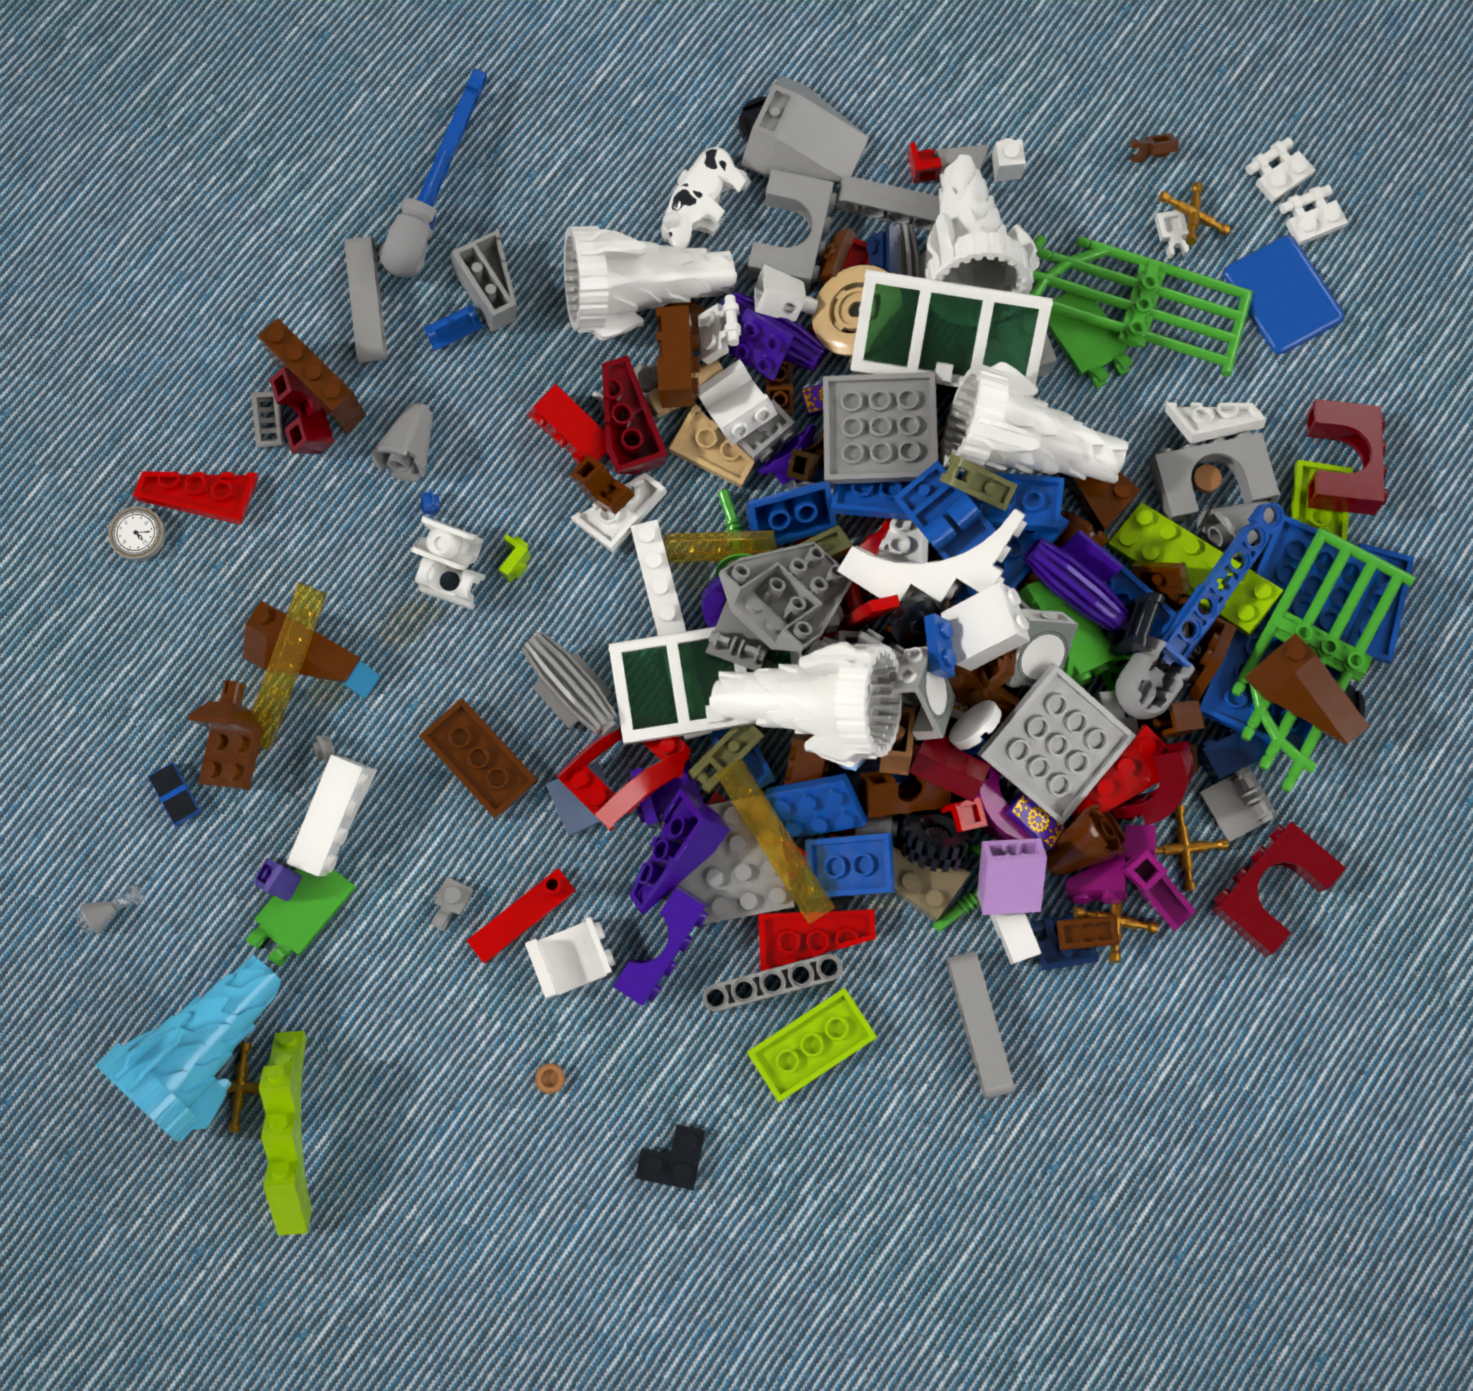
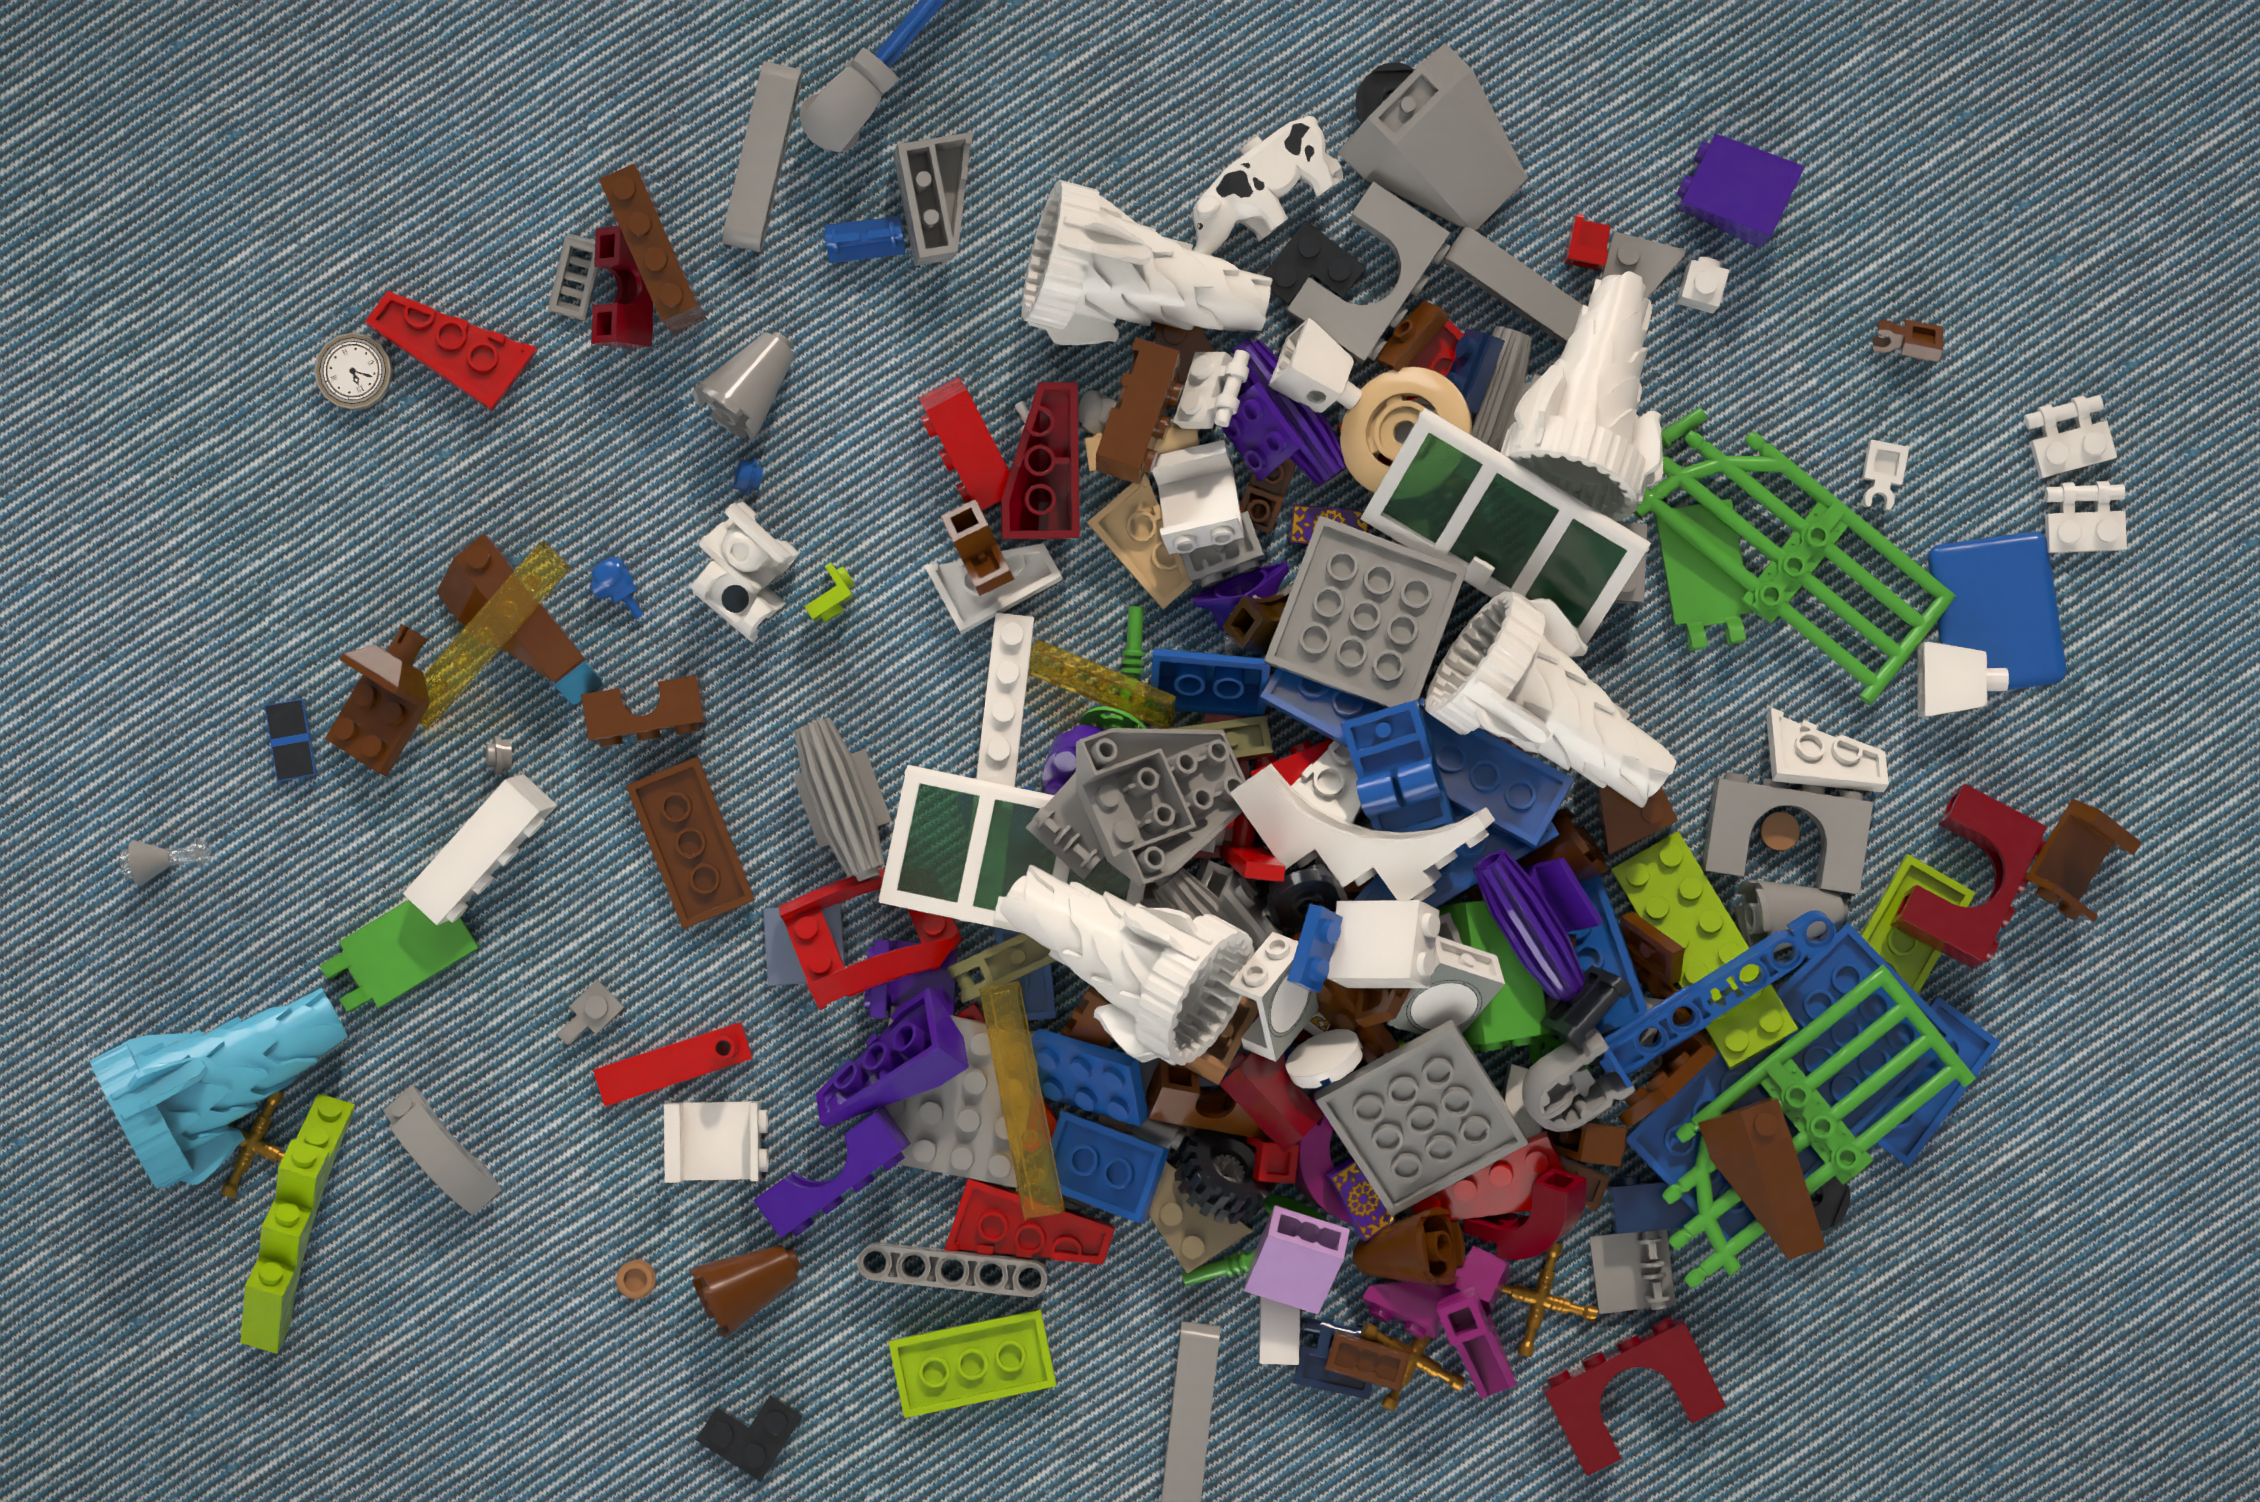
camera: 25 degrees right, 10 degrees up
(277, 880) = (381, 903): dark purple slope -> none
(364, 604) = (614, 580): none -> blue piece
(378, 1039) = (439, 1153): none -> light grey arch
(437, 673) = (679, 707): none -> reddish brown arch
(627, 1051) = (743, 1285): none -> reddish brown cone
(750, 230) = (1312, 255): none -> black plate
(979, 482) = (1453, 753): olive plate -> none
(1007, 93) = (1738, 189): none -> dark purple slope
(1194, 213) = (1921, 459): pearl gold piece -> none
(1276, 340) = (1954, 679): none -> white torso
(1405, 417) = (2075, 855): none -> reddish brown panel

